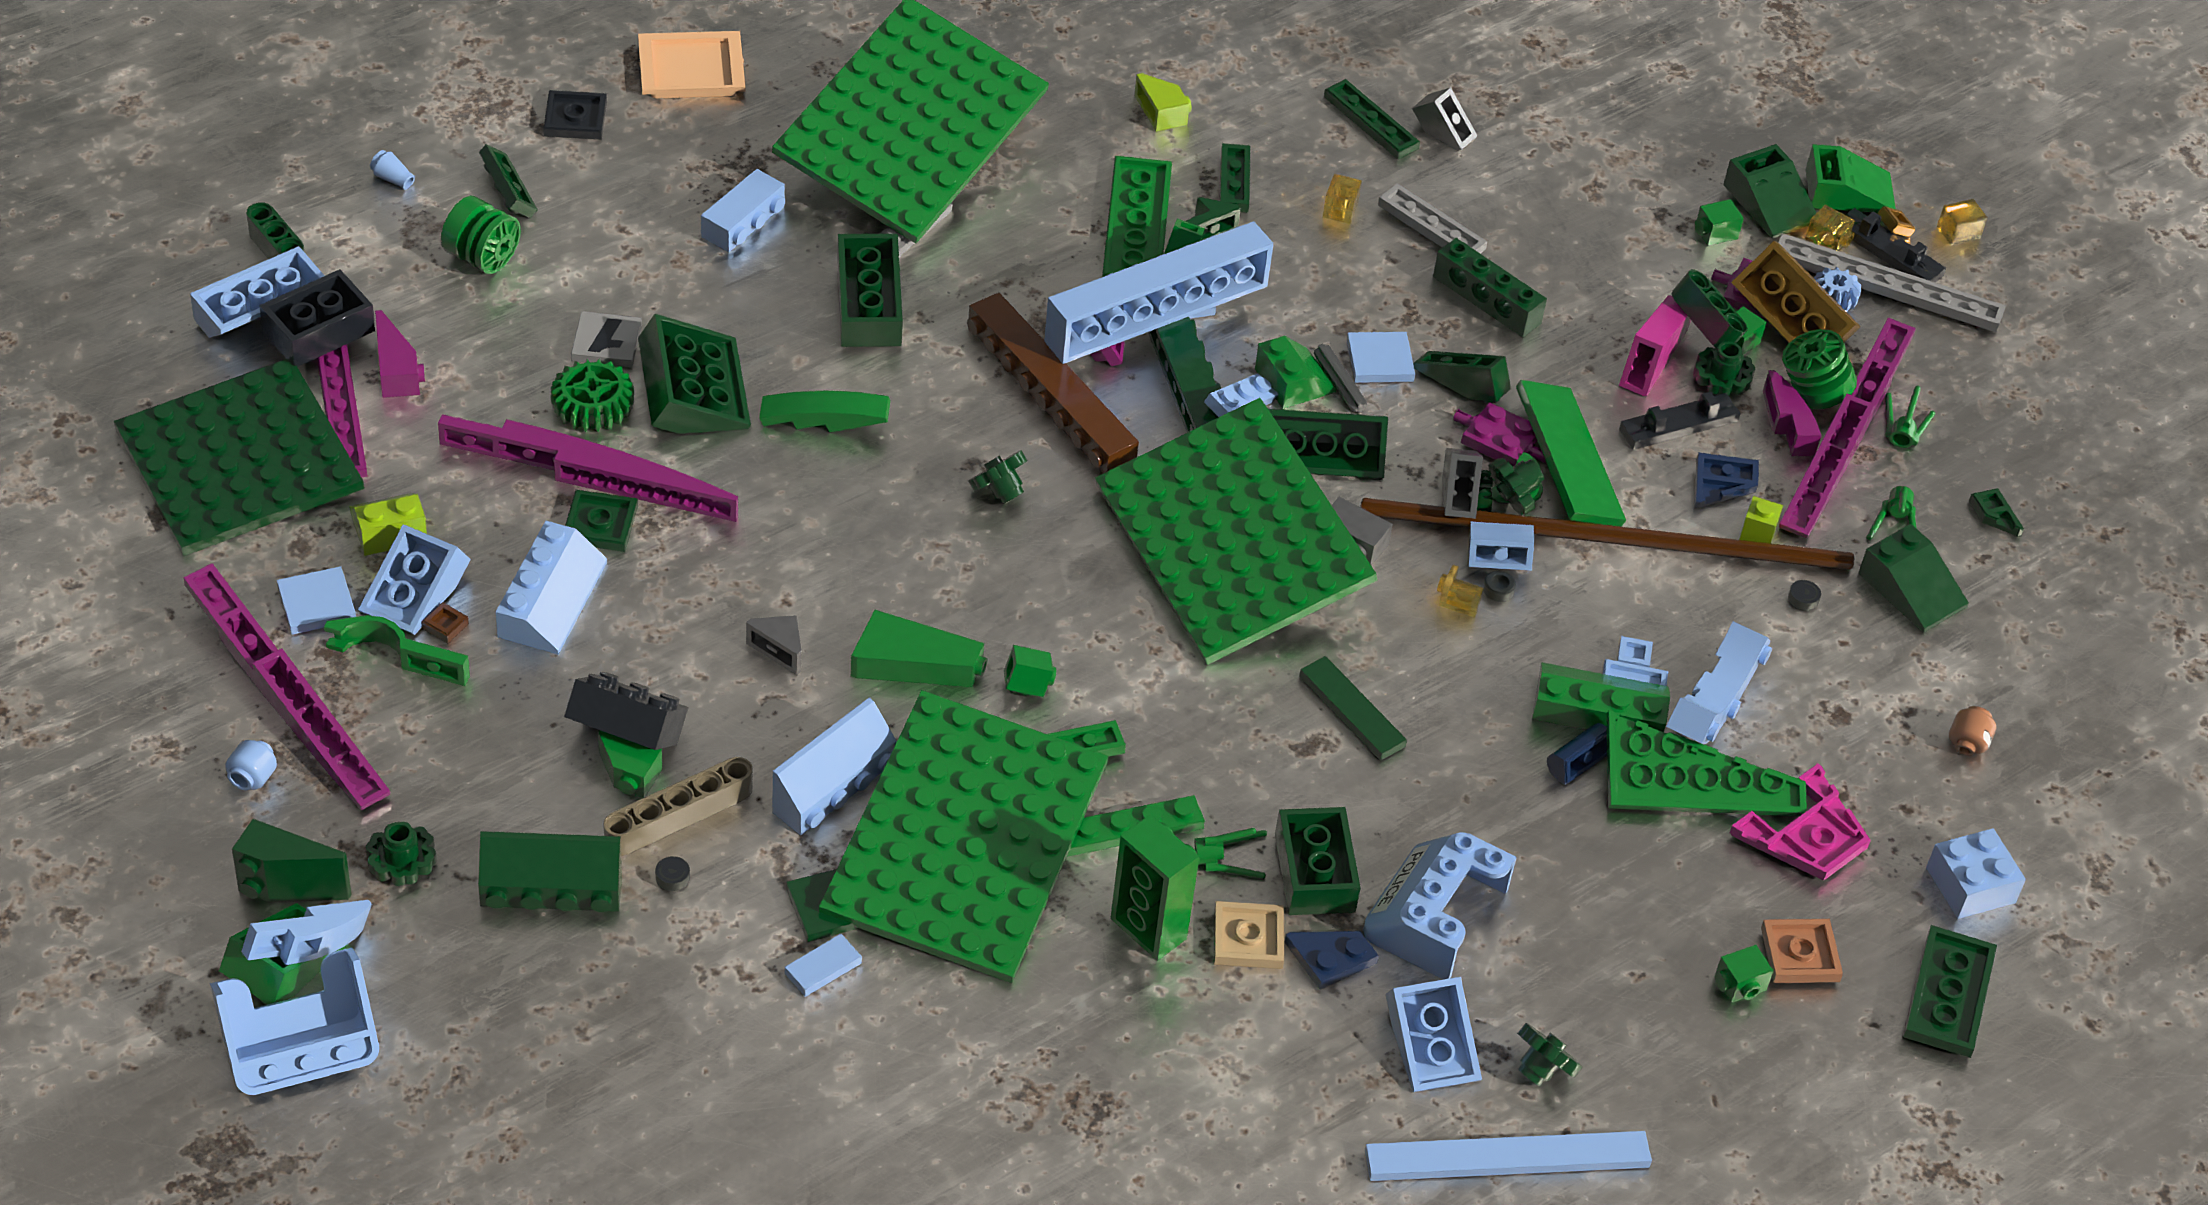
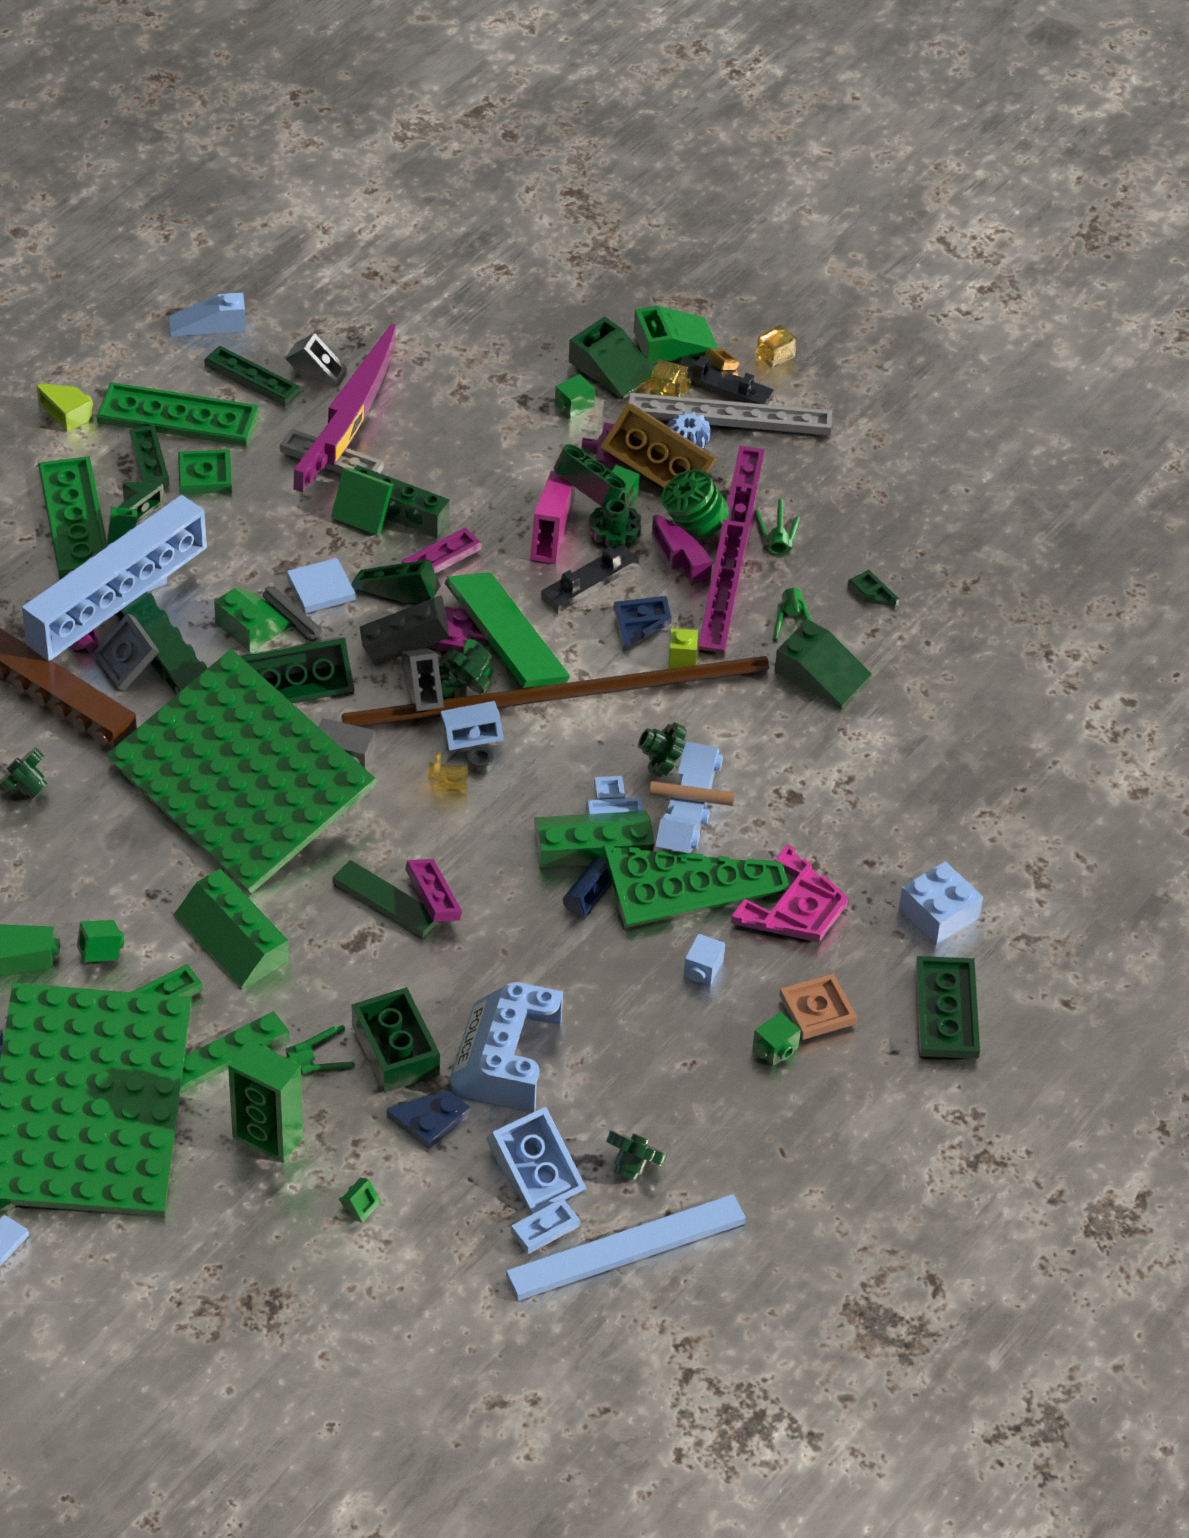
camera: 15 degrees left, 0 degrees up
(1148, 375) = (126, 652): none -> dark grey plate
(1175, 697) = (232, 929): none -> green slope
(1228, 1023) = (360, 1199): none -> green tile
(1239, 394) = (211, 650): light blue plate -> none
(1249, 935) = (355, 1119): tan tile -> none
(1278, 139) = (178, 413): none -> green tile
(1290, 207) = (204, 471): none -> green tile
(1342, 198) = (247, 453): clear yellow brick -> none
(1346, 46) = (212, 316): none -> light blue slope
(1406, 711) = (433, 890): none -> magenta plate
(1423, 1107) = (545, 1226): none -> light blue plate
(1450, 277) = (361, 500): none -> green tile
(1457, 426) = (405, 630): none -> pearl dark grey slope
(1462, 179) = (347, 412): none -> magenta slope
(1531, 353) = (448, 550): none -> magenta plate
(1687, 865) = (704, 959): none -> light blue brick
(1706, 622) = (663, 747): none -> dark green plant
(1724, 680) = (691, 793): none -> medium nougat piece
(1804, 595) = (735, 702): tile -> none
(1972, 730) = (905, 782): nougat head -> none

